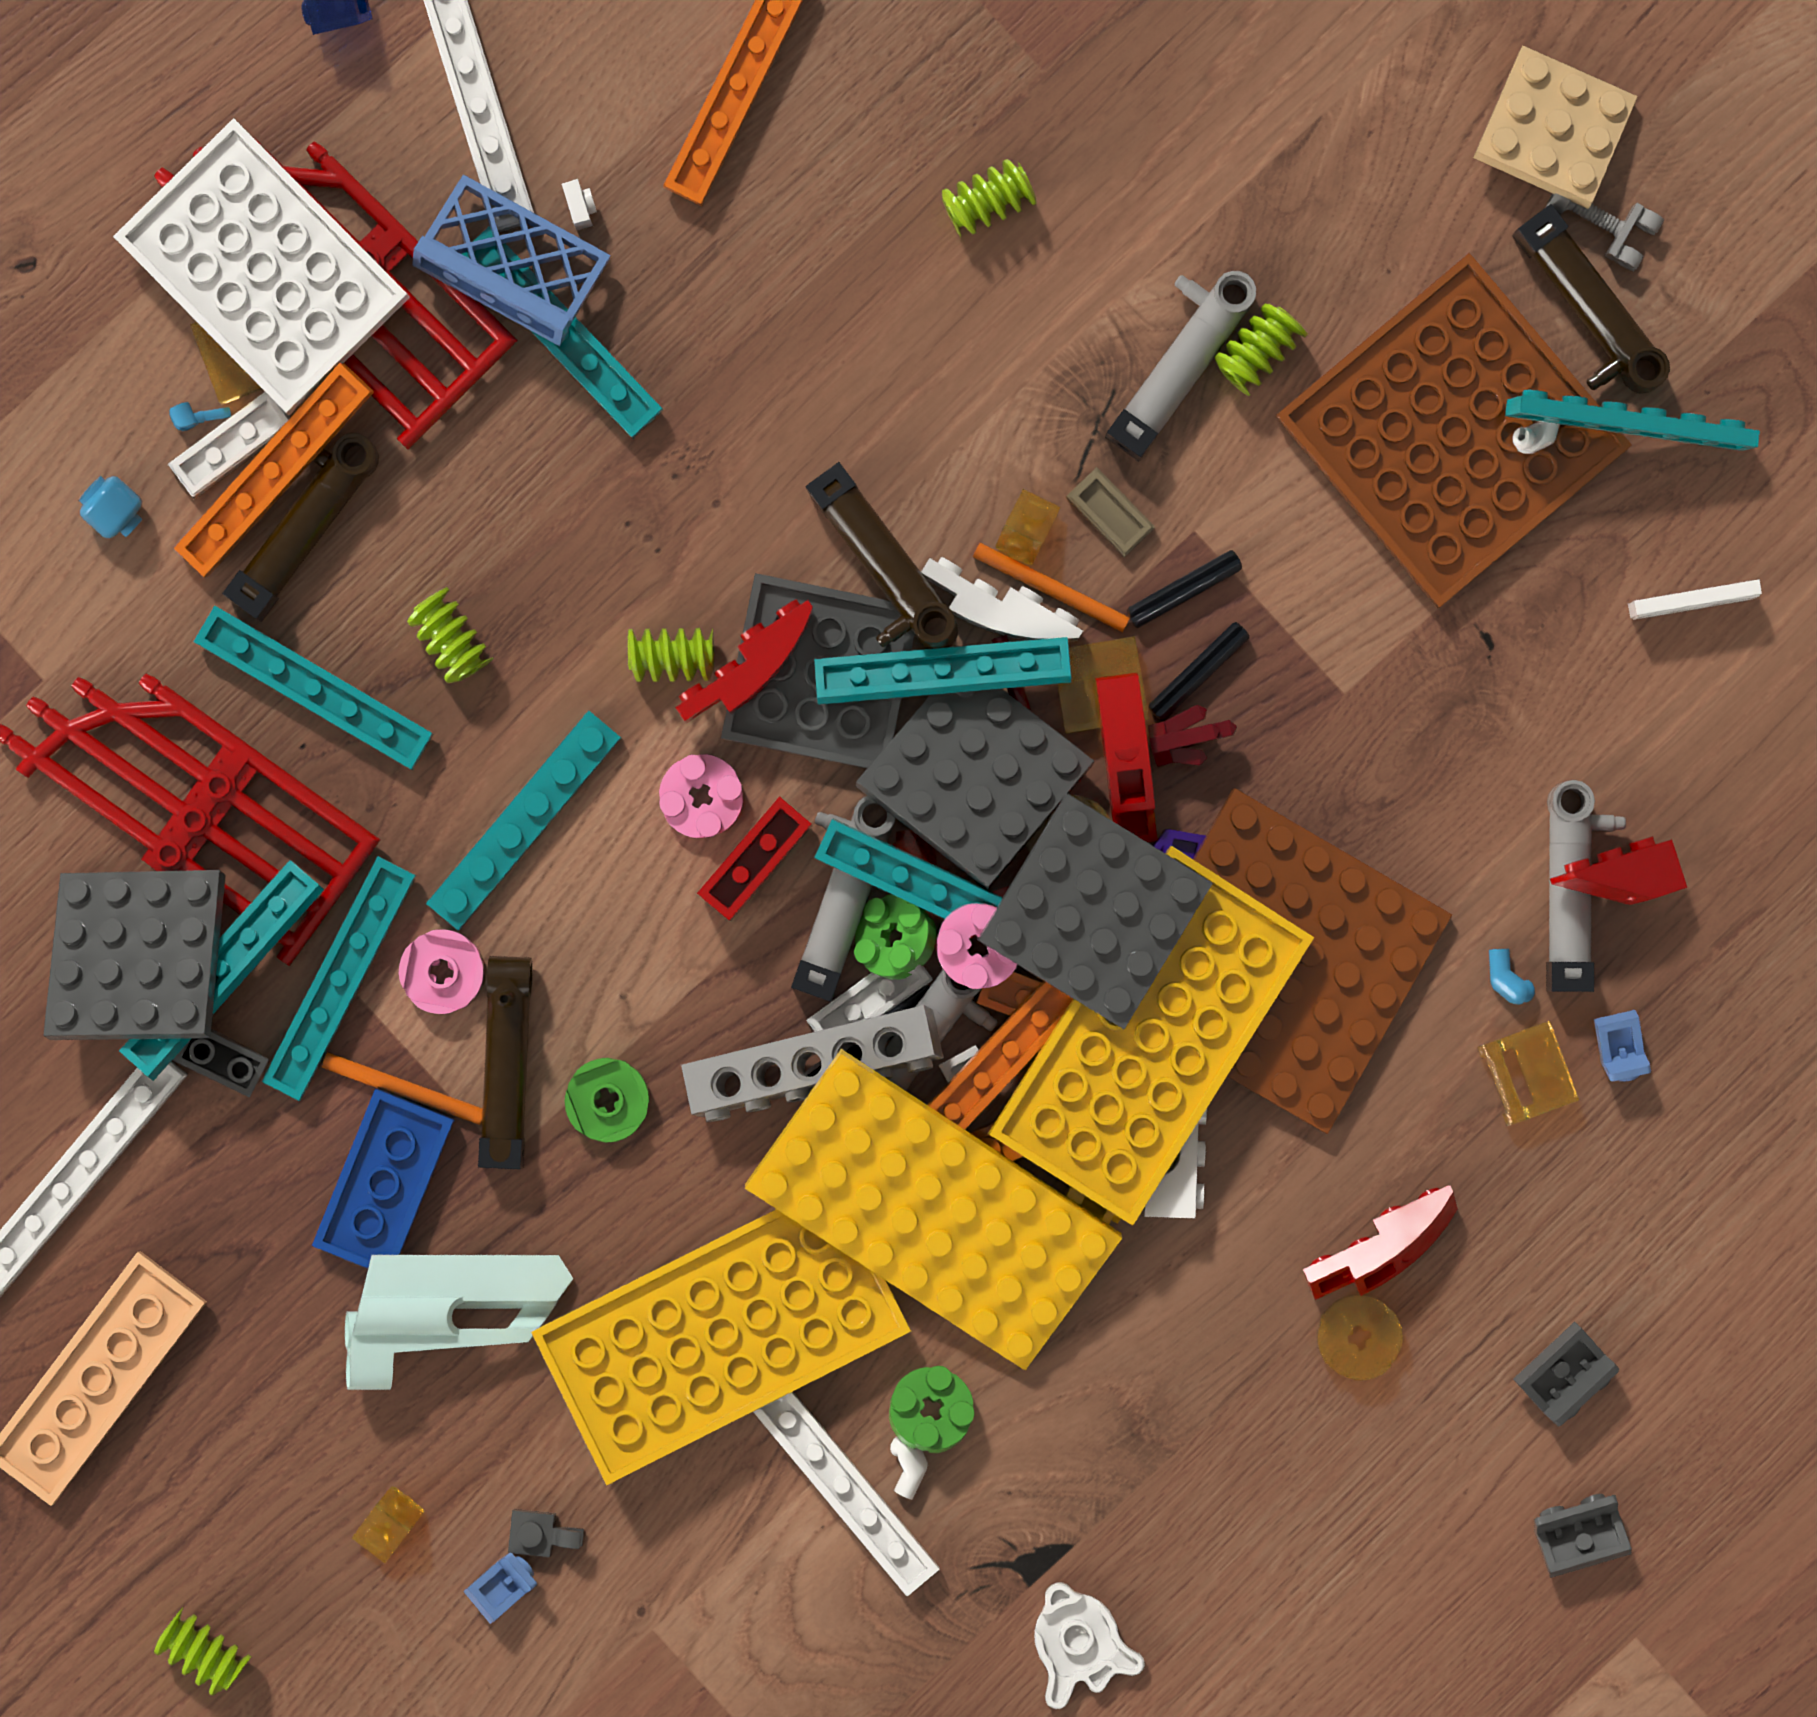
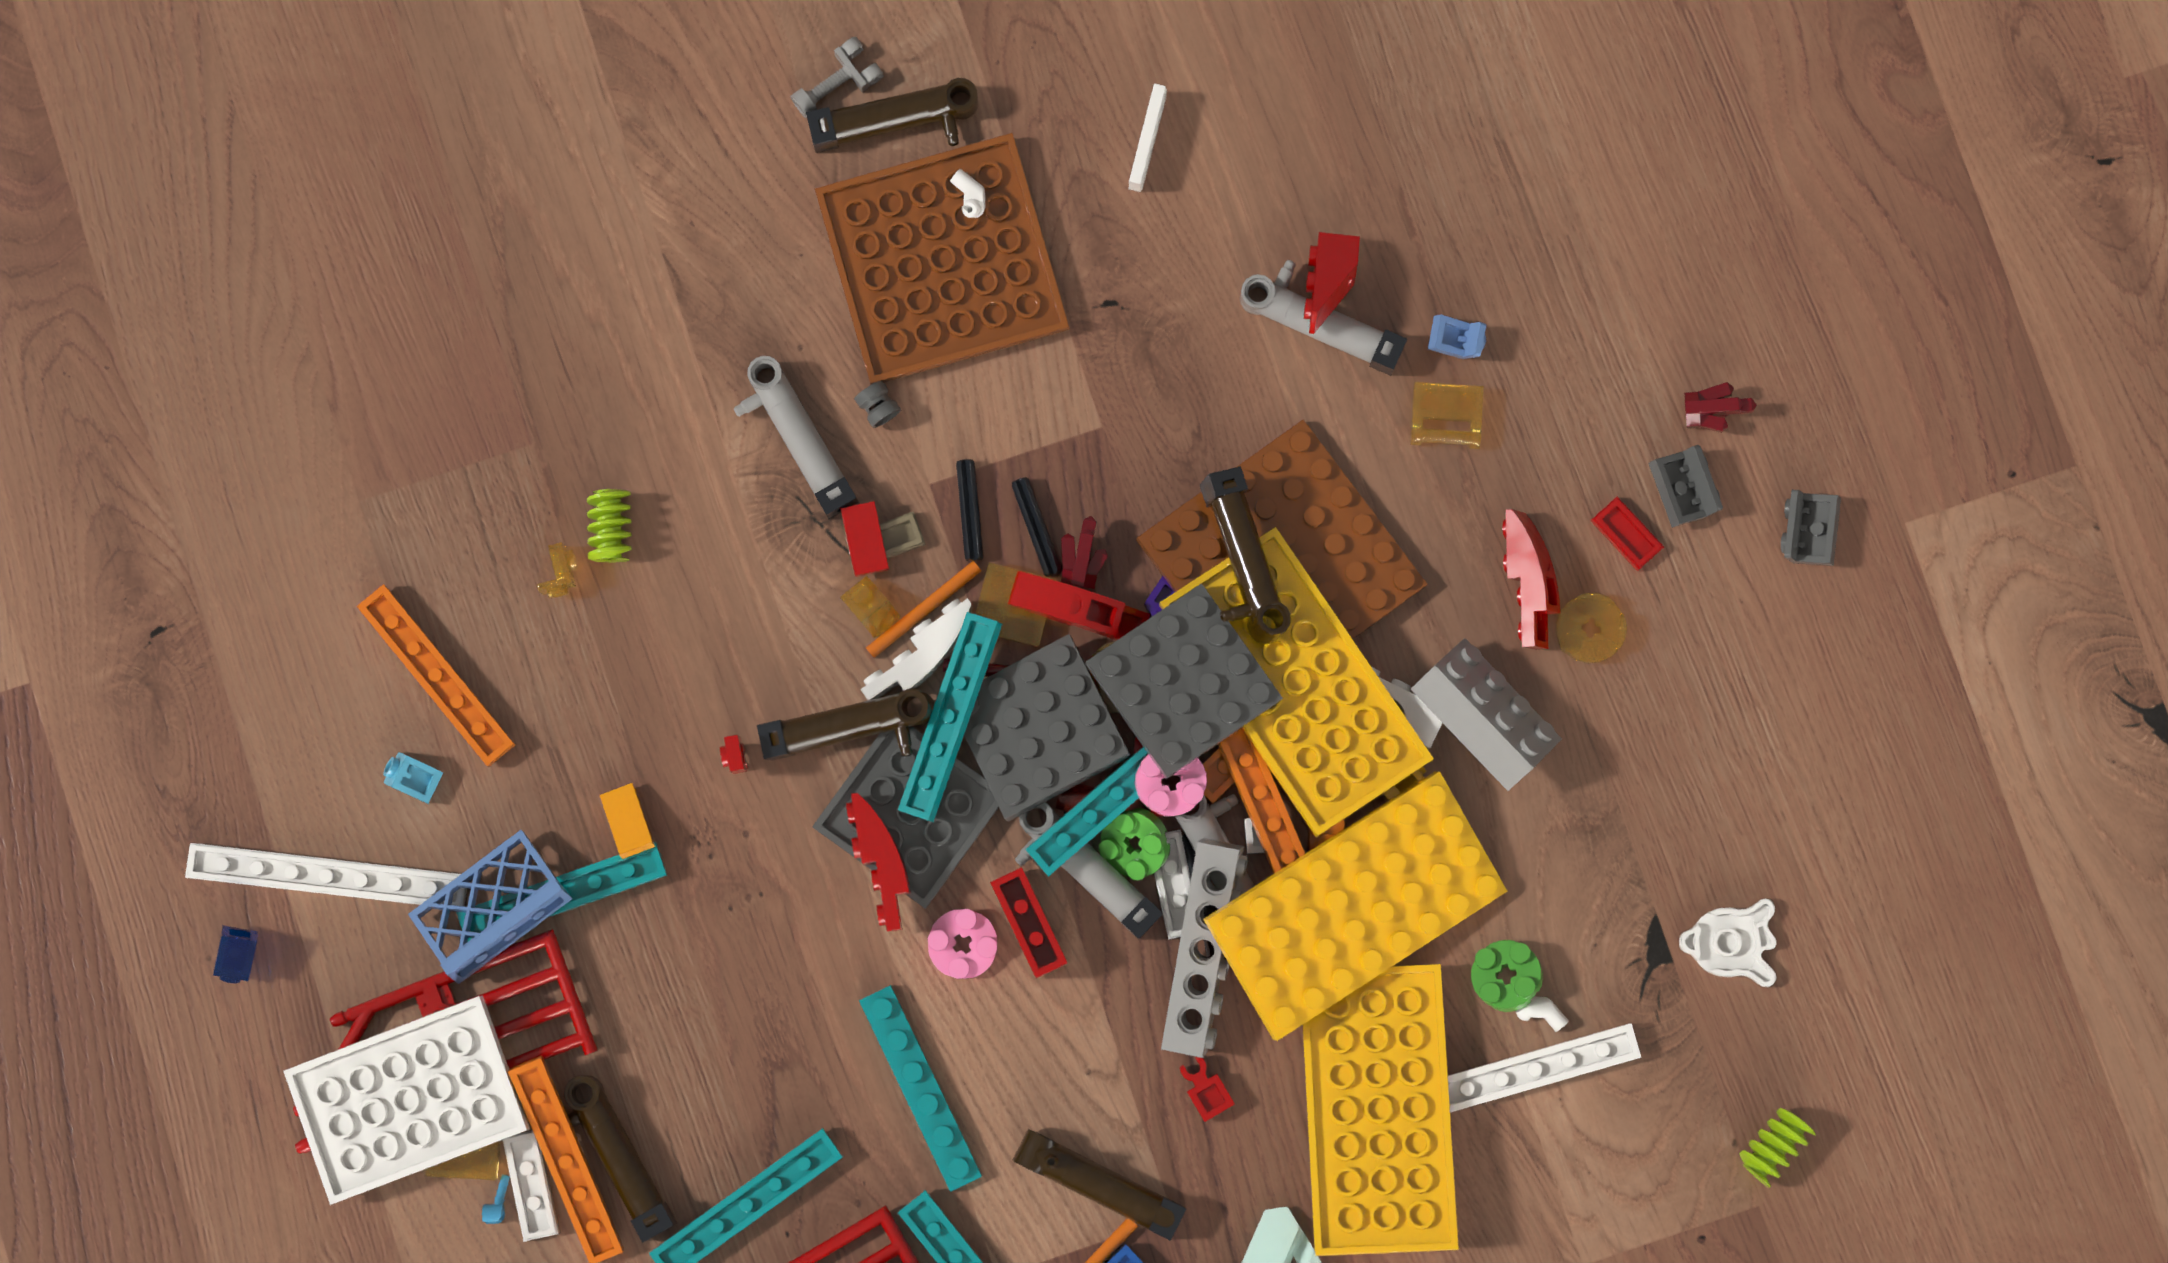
camera: 65 degrees left, 5 degrees down
(427, 952) = (987, 1206): bright pink plate -> none
(447, 637) = (754, 1083): lime piece -> none
(579, 203) = (471, 835): white plate -> none
(598, 1122) = (1176, 1134): bright green plate -> none
(614, 109) = (411, 777): none -> medium azure bracket
(655, 1138) = (1208, 1094): none -> red plate
(671, 367) = (627, 821): none -> light orange tile
(671, 655) = (845, 918): lime piece -> none
(795, 451) = (733, 754): none -> red plate
(922, 167) = (563, 564): none -> clear yellow bracket
(1099, 487) = (864, 539): none -> red tile
(1209, 1262) = (1486, 714): none -> light grey brick
(1257, 426) = (877, 404): none -> dark grey wheel
(1258, 346) = (813, 375): lime piece -> none
(1322, 868) = (1226, 495): none -> dark brown piece
(1484, 1332) = (1627, 533): none -> red tile
(1505, 981) = (1371, 401): dark azure arm -> none
(1555, 127) = (750, 85): tan plate -> none
(1649, 423) = (988, 133): teal plate -> none
(1667, 1358) = (1711, 406): none -> dark red rock

